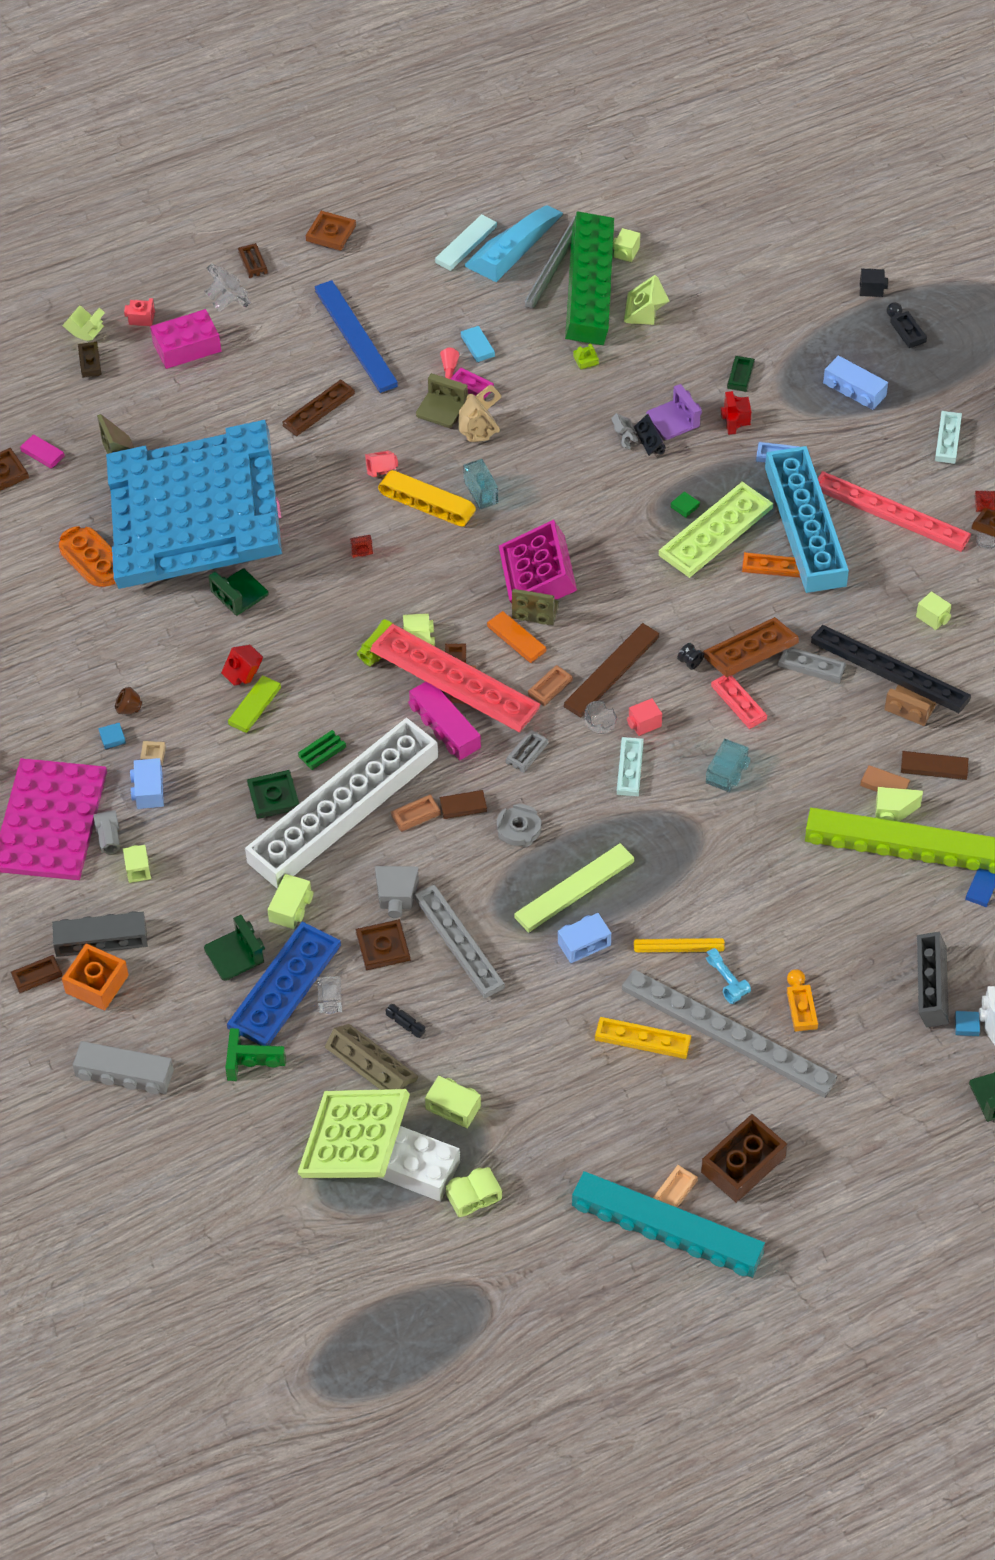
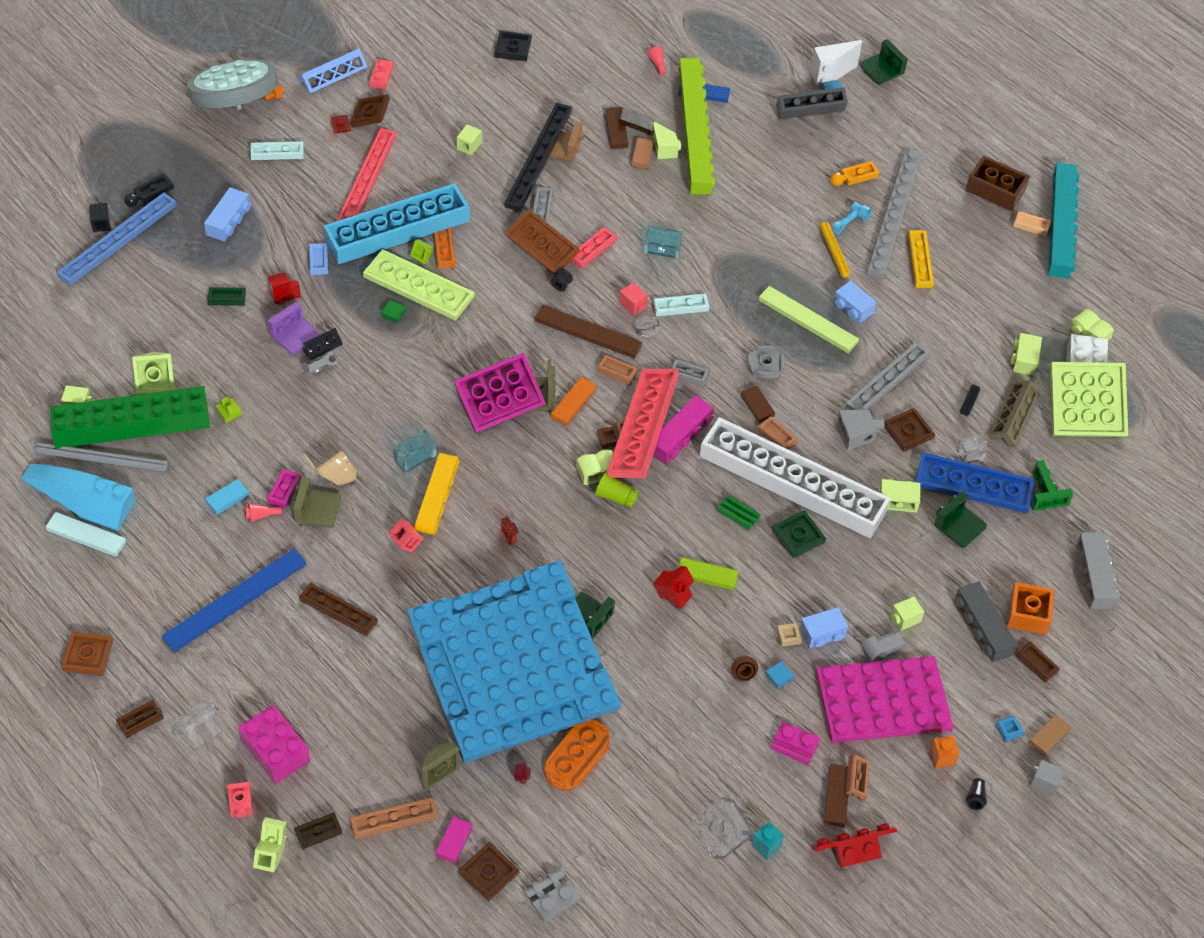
camera: 110 degrees left, 0 degrees up
(31, 729) = (795, 743): none -> dark pink plate
(82, 415) = (393, 818): none -> nougat tile
(85, 507) = (522, 773): none -> dark red plate
(765, 537) = (421, 251): none -> lime tile
(841, 295) = (116, 239): none -> medium blue plate
(938, 783) = (636, 121): none -> tile

